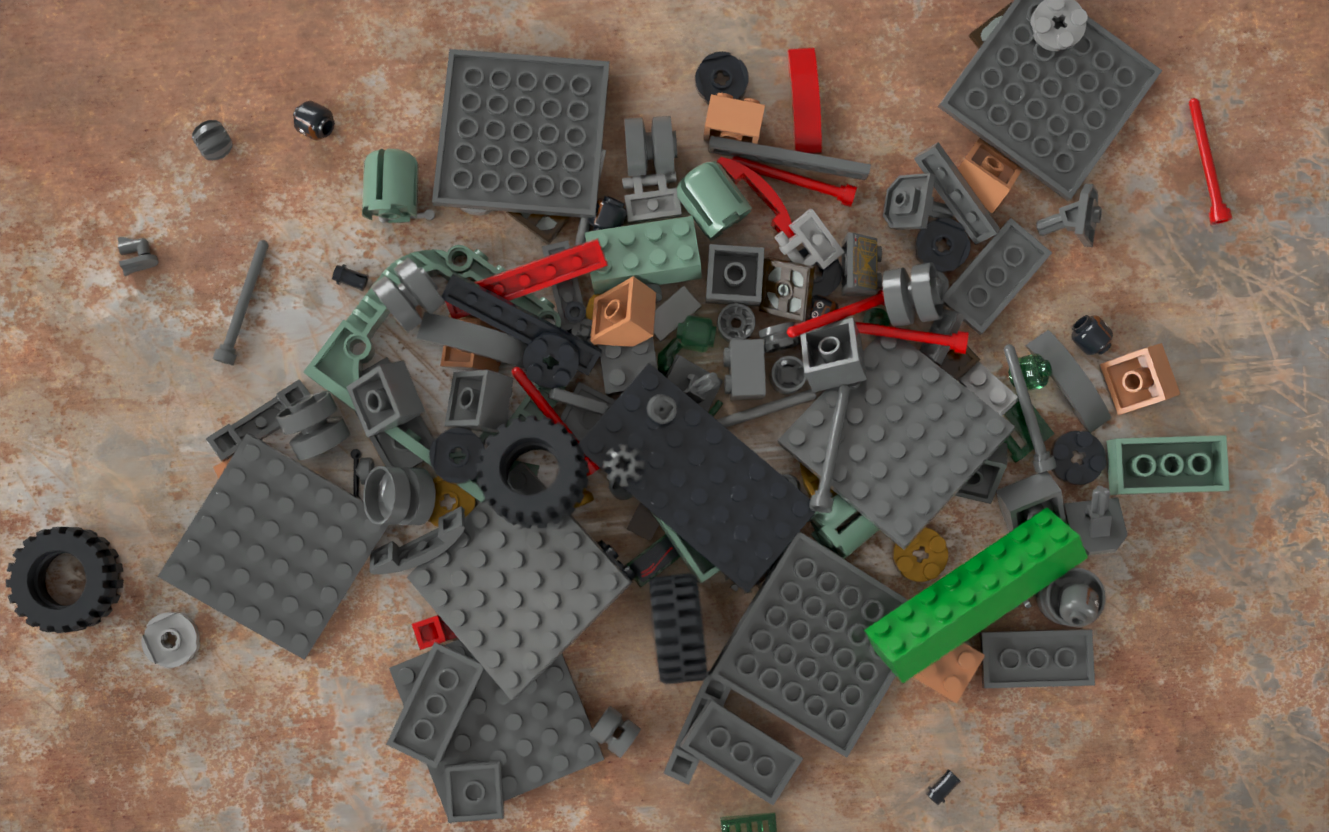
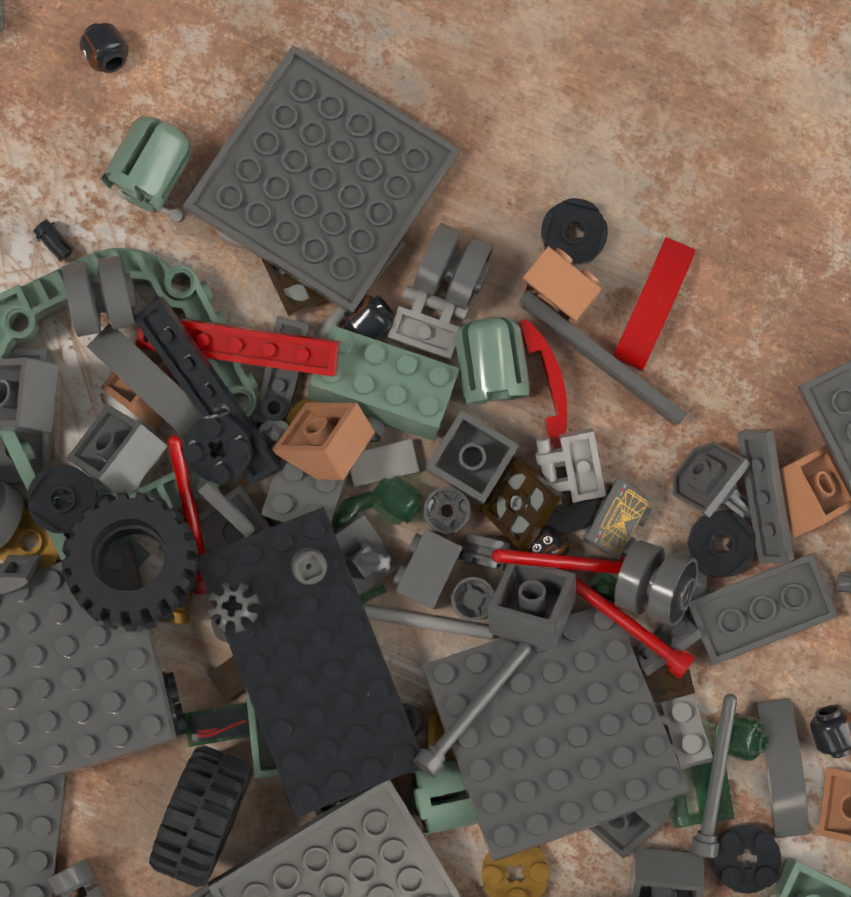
camera: 30 degrees right, 0 degrees up
(844, 194) = (641, 429): red piece -> none

